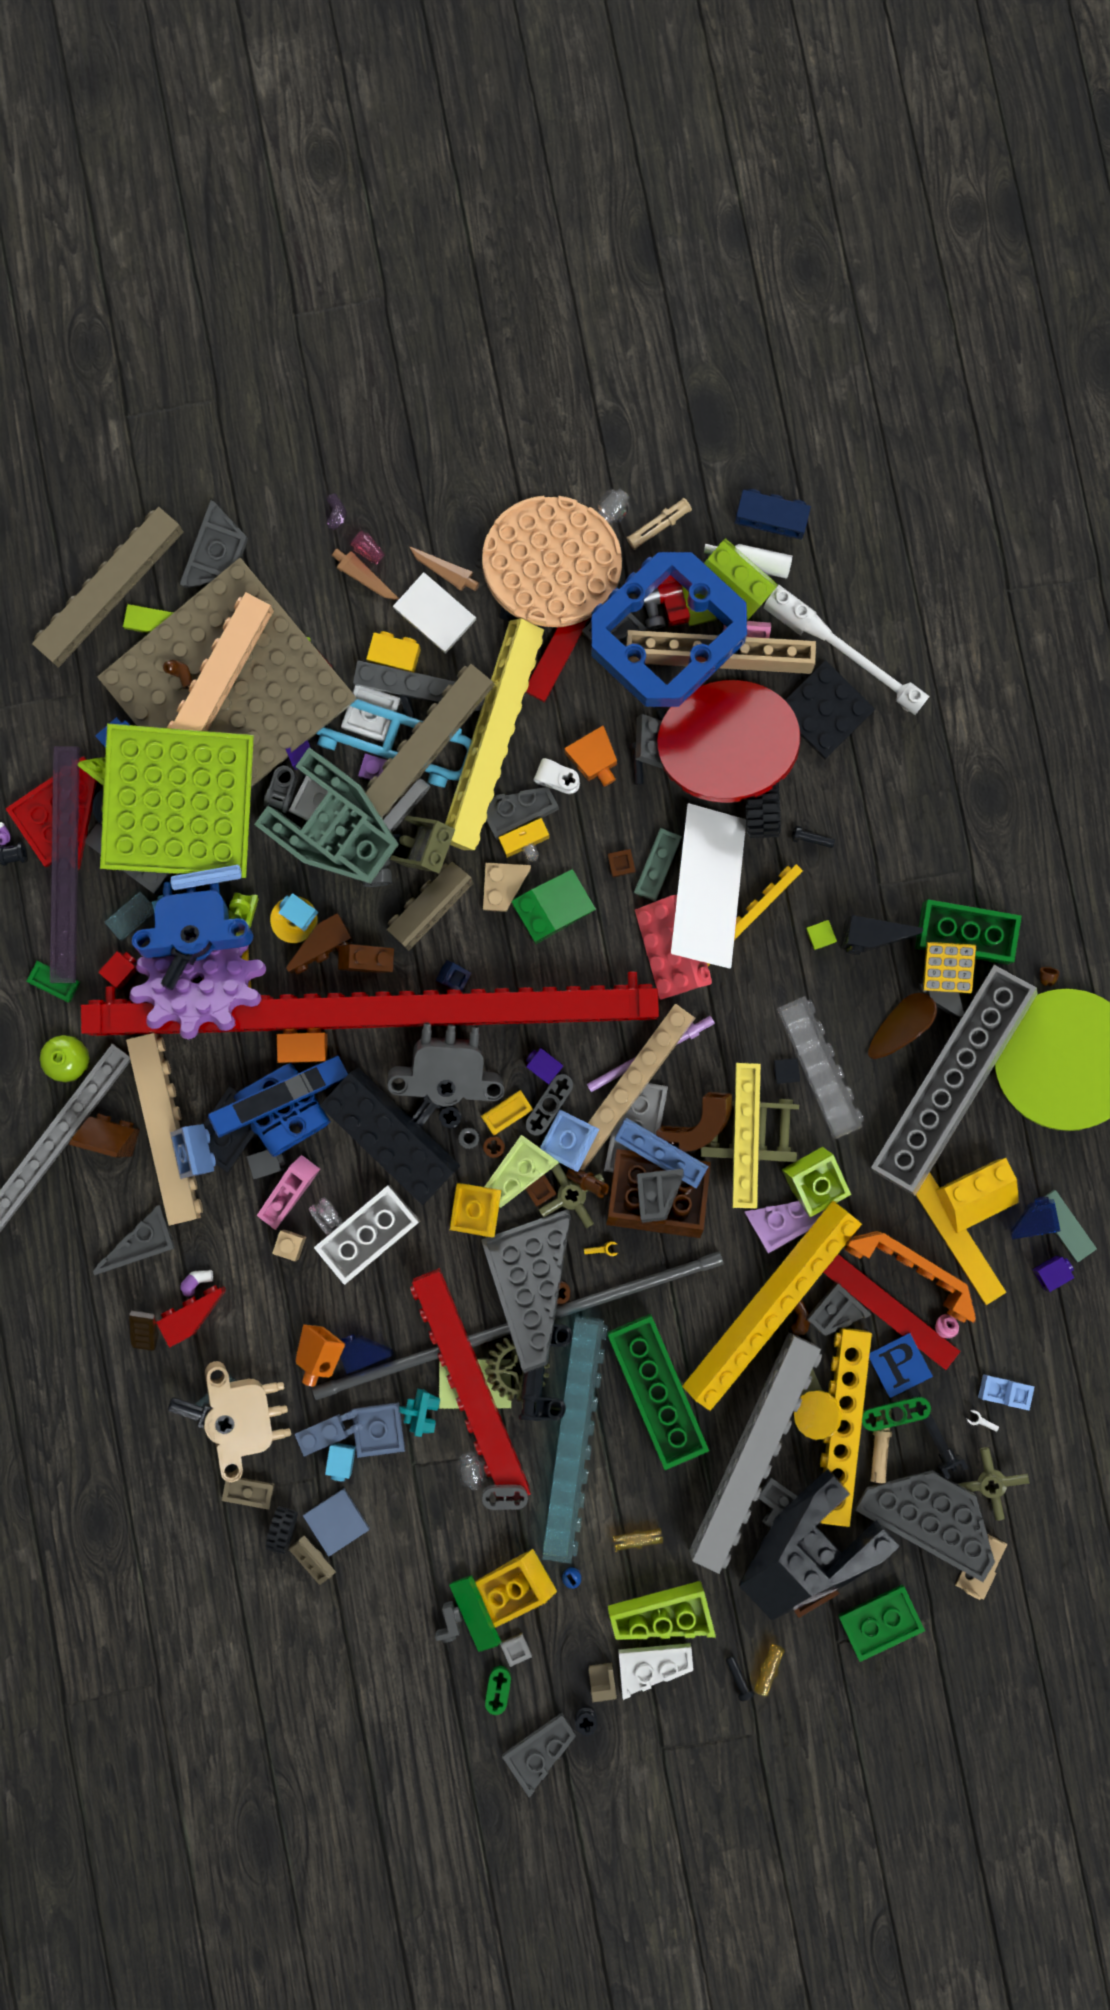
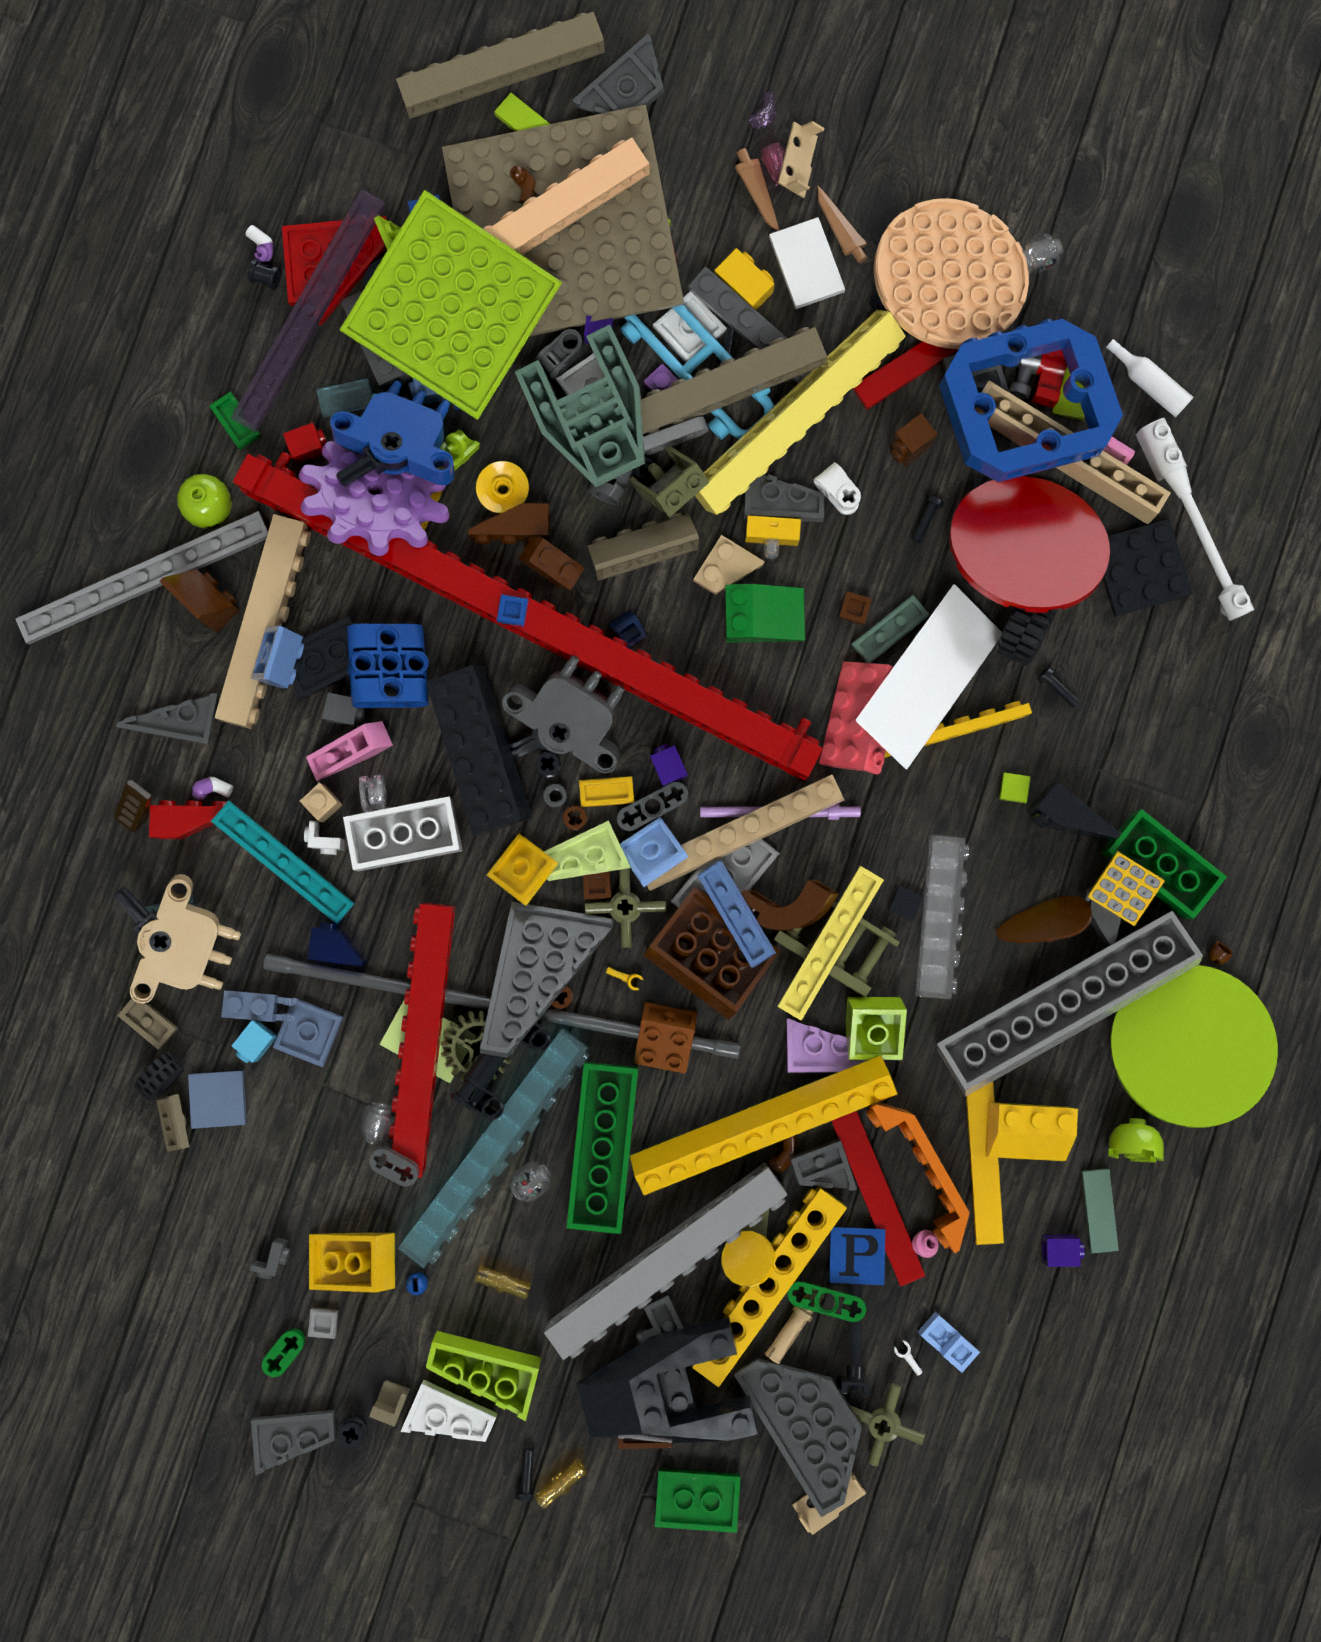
camera: 30 degrees right, 0 degrees up
(206, 877) = (438, 396): light blue axle -> none
(277, 1096) = (389, 649): tile -> none
(285, 1308) = (282, 862): none -> teal tile
(297, 911) = (510, 480): medium azure brick -> none
(302, 1047) = (441, 616): orange brick -> none
(313, 1275) = (327, 845): none -> white bracket
(318, 1353) = (290, 923): orange torso -> none
(357, 1014) = (512, 610): none -> blue tile
(383, 534) = (799, 157): none -> tan piece
(416, 1412) = (352, 1046): teal hips -> none
(475, 1613) = (302, 1265): green tile -> none
(588, 1182) = (648, 902): reddish brown axle -> none
(593, 756) = (886, 488): orange torso -> none
(594, 708) = (912, 440): none -> reddish brown brick
(616, 1449) = (531, 1182): none -> clear head
(646, 740) = (947, 501): dark grey wing -> none
(658, 1193) = (711, 951): dark grey wing -> none
(659, 1278) = (665, 1037): none -> dark orange bracket
(680, 508) = (1088, 293): tan pin -> none
(741, 575) = (1131, 388): lime slope -> none
(772, 514) = (1196, 345): dark blue brick -> none
(1037, 1219) = (1075, 1187): clear blue slope -> none
(1064, 1158) = (1136, 1142): none -> lime cylinder

